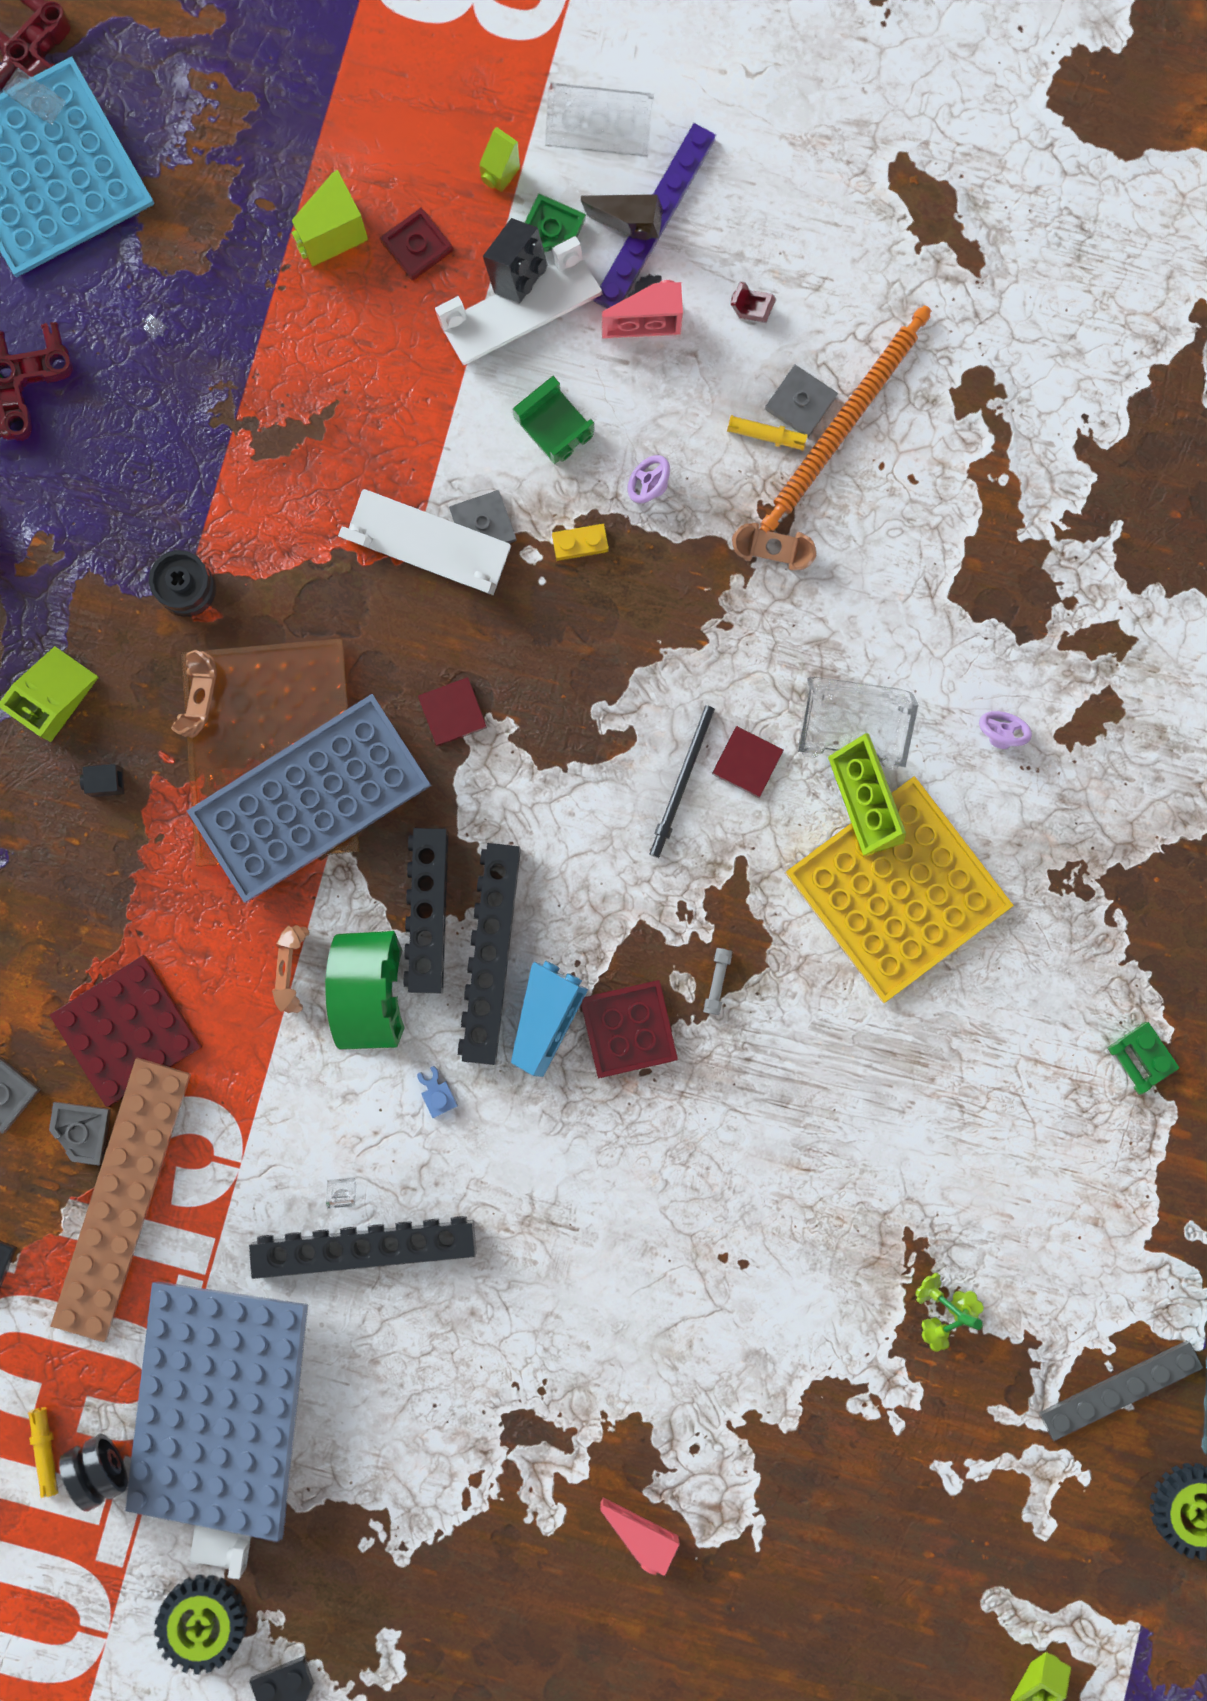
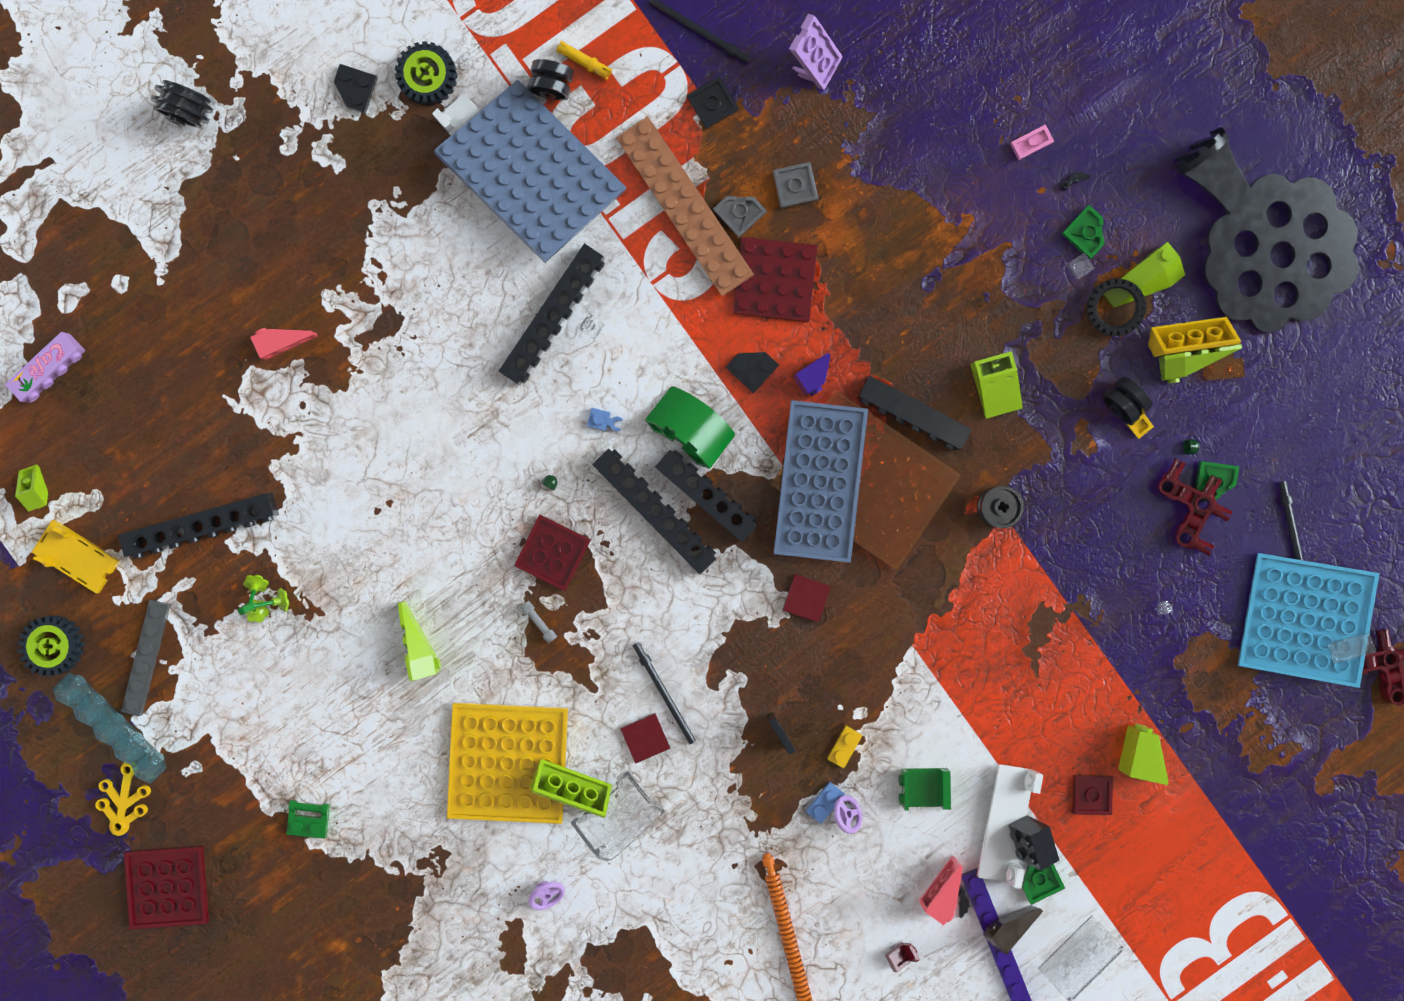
camera: 130 degrees right, 5 degrees up
(102, 780) = (924, 375): black brick -> none
(154, 758) = (914, 413): none -> black brick
(202, 899) = (813, 376): none -> dark purple slope
(204, 673) = (938, 479): nougat piece -> none
(246, 975) = (752, 368): none -> black plate
(283, 994) = (750, 408): nougat piece -> none
(427, 541) = (913, 661): white bracket -> none
(485, 515) = (899, 700): flat silver plate -> none
(499, 160) = (1101, 881): lime slope -> none
(545, 1016) = (595, 513): dark azure slope -> none
(553, 1096) = (550, 481): none -> dark green hinge
(620, 619) = (781, 733): none -> black tile
(657, 514) = (824, 802): none -> medium blue plate
(769, 433) = (820, 903): yellow pin -> none
(796, 550) = (740, 863): nougat piece -> none
(801, 400) = (824, 937): flat silver plate -> none
(862, 1080) = (421, 658): none -> lime wedge
(1005, 1517) = (131, 541): none -> black brick
(1080, 1584) = (66, 552): none -> yellow piece

